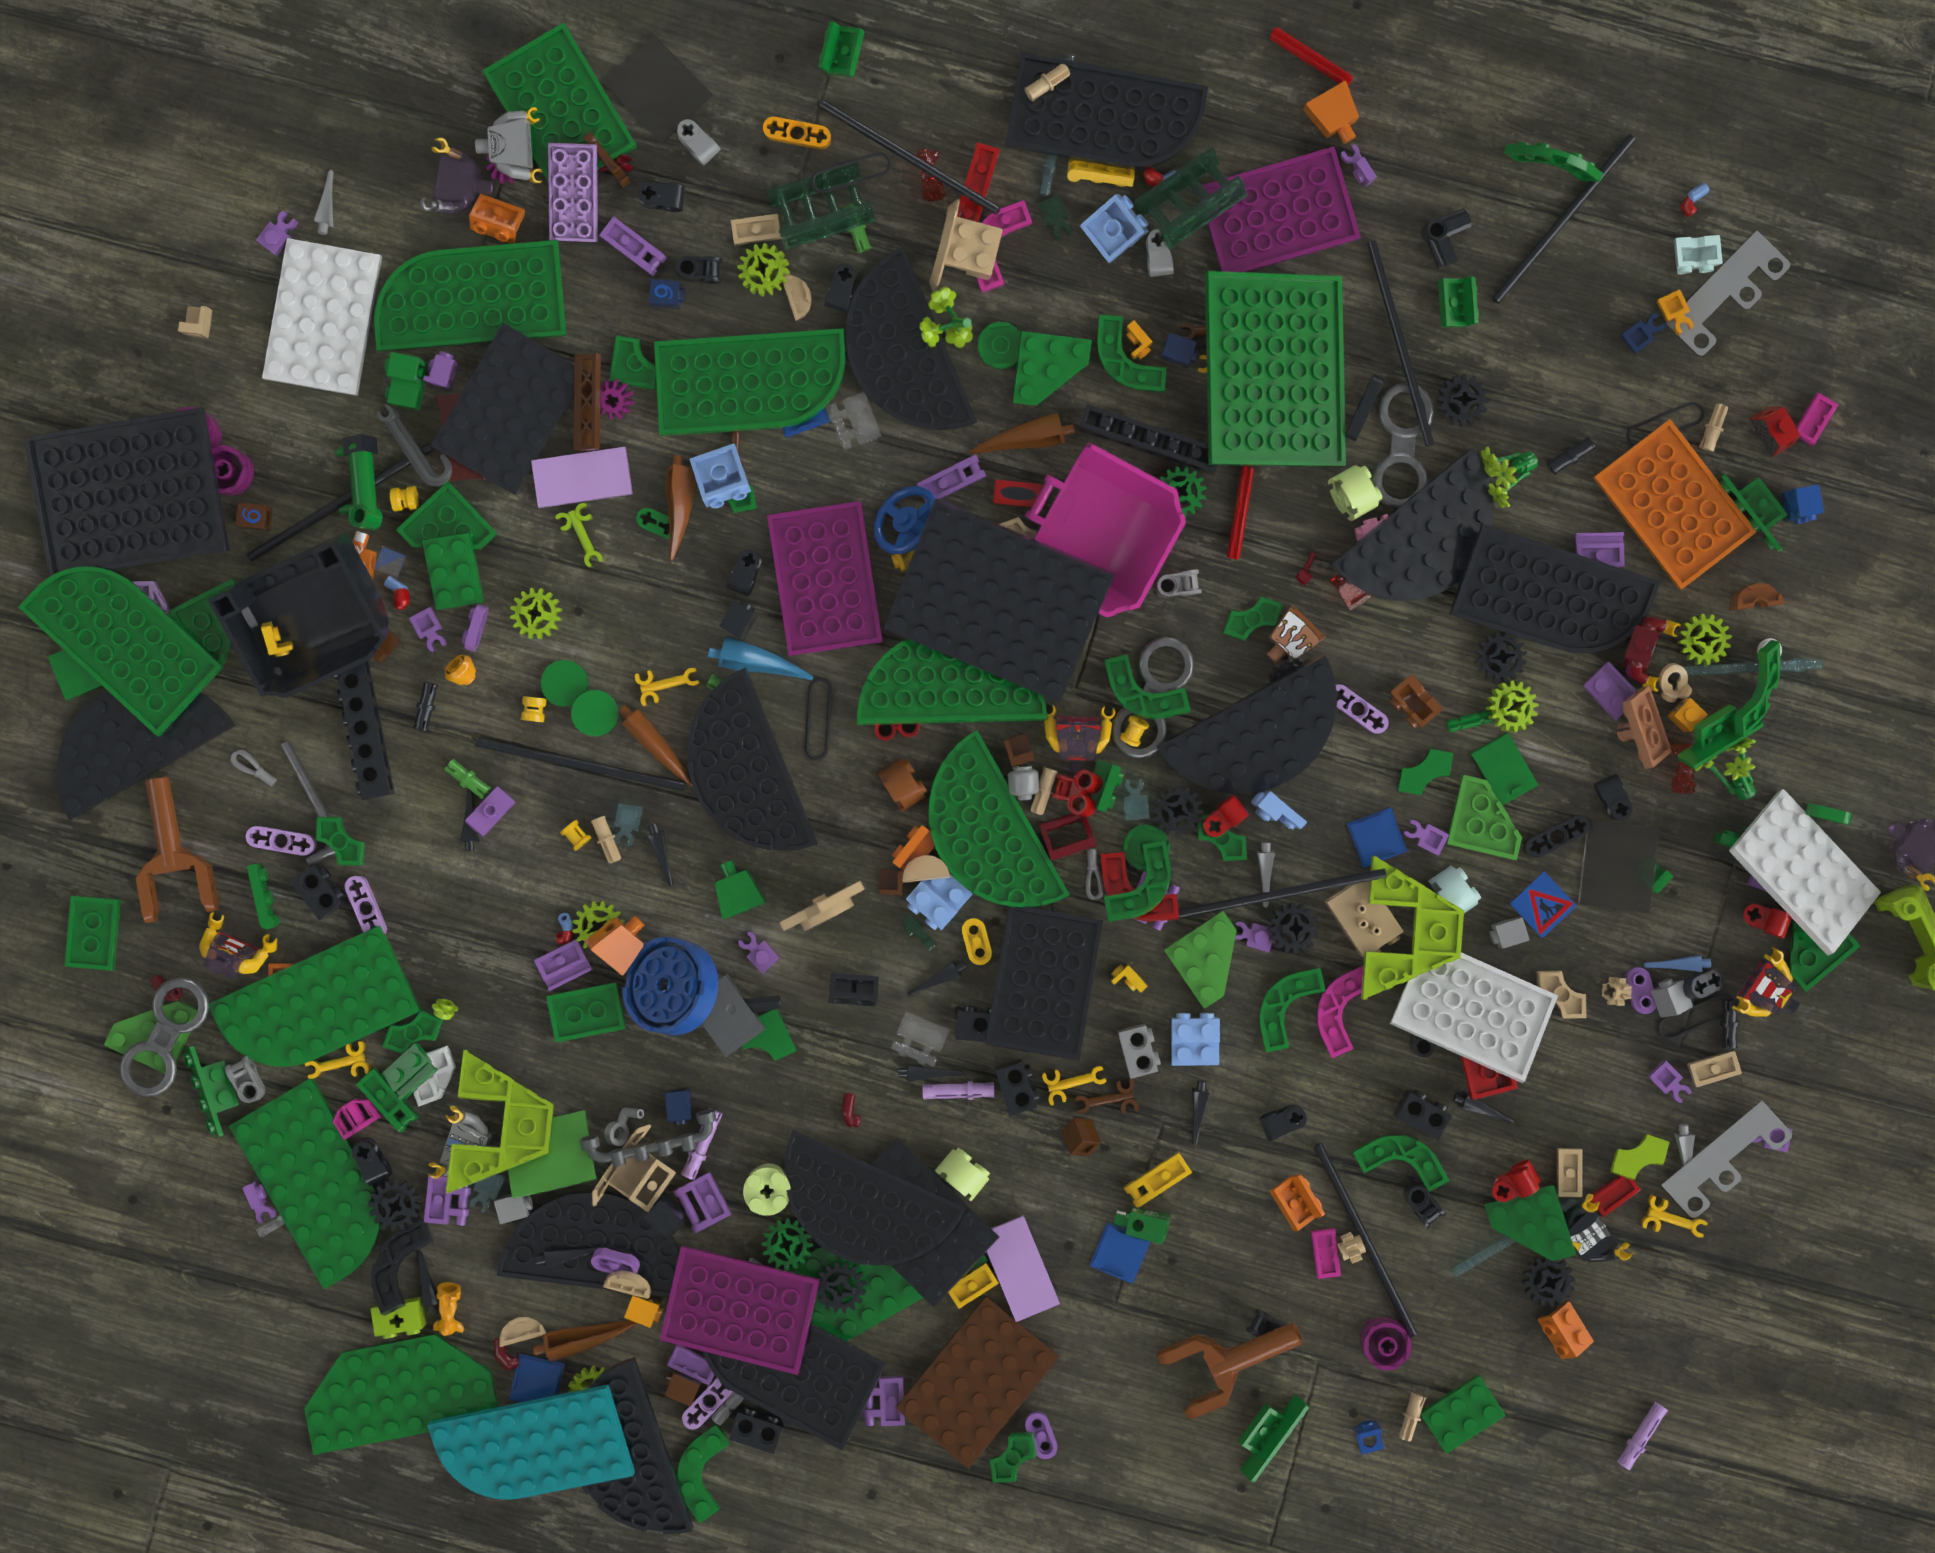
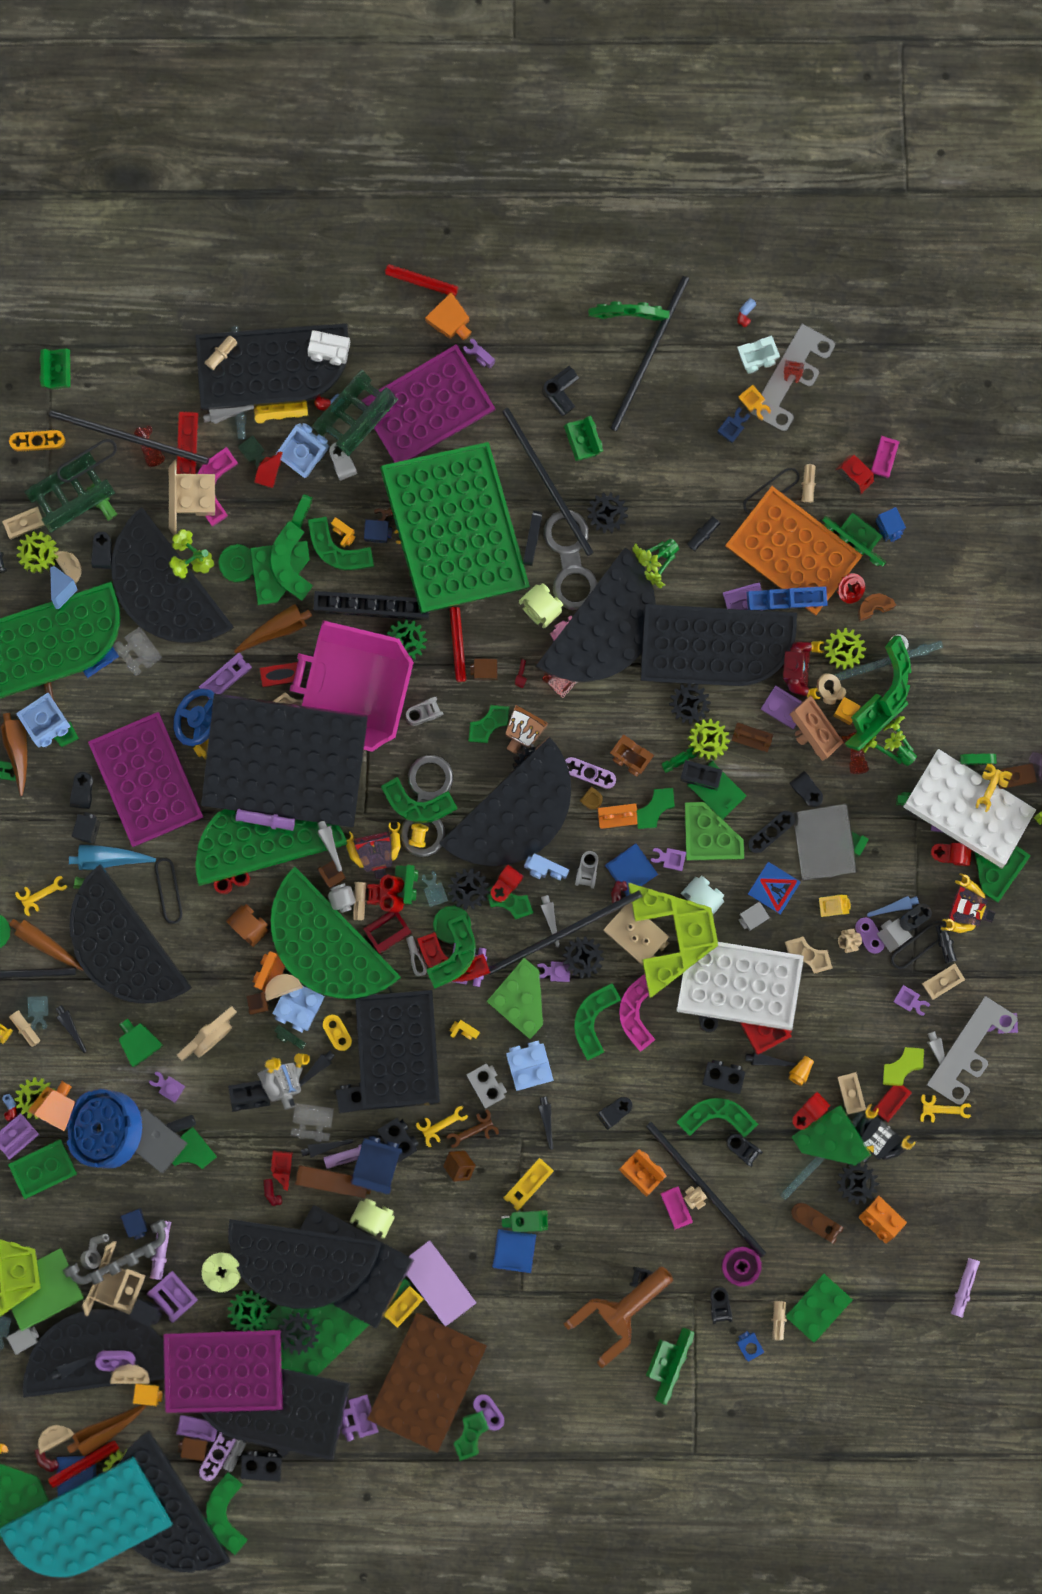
camera: 10 degrees left, 5 degrees down
(547, 1372) = (83, 1464): none -> red axle
(782, 319) = (61, 587): none -> medium blue slope
(870, 1083) = (282, 1167): none -> red slope
(897, 982) = (282, 1080): none -> light grey torso
(926, 1117) = (329, 1181): none -> reddish brown slope
(956, 665) = (273, 821): none -> medium lavender pin
(983, 1114) = (376, 1165): none -> dark blue panel
(1025, 706) = (326, 836): none -> light grey piece
(1027, 158) = (218, 415): none -> light grey piece
(1054, 359) = (281, 563): none -> green plate
(1067, 241) = (268, 470): none -> red slope
(1093, 303) = (302, 510): none -> green beam
(1179, 109) = (328, 347): none -> white brick
(1265, 551) = (484, 669): none -> reddish brown brick
(1325, 826) = (587, 871): none -> light grey piece
(1347, 1386) = (720, 1306): none -> black piece
(1352, 741) = (592, 799): none -> pearl gold tile
(1353, 859) = (616, 891): none -> dark red arm
(1378, 770) = (617, 816): none -> orange bracket
(1485, 1311) = (815, 1221): none -> reddish brown plate
(1493, 747) = (701, 775): none -> black brick
(1517, 1130) = (801, 1071): none -> light orange cone
(1564, 717) = (752, 737): none -> reddish brown hinge
(1609, 944) = (834, 905): none -> yellow bracket
(1652, 560) = (787, 598): none -> blue slope
(1735, 282) = (793, 368): none -> clear red tile
(1739, 569) = (858, 588): none -> red gear
(1846, 843) = (996, 777): none -> yellow bar
(1866, 845) = (1020, 776): none -> reddish brown plate

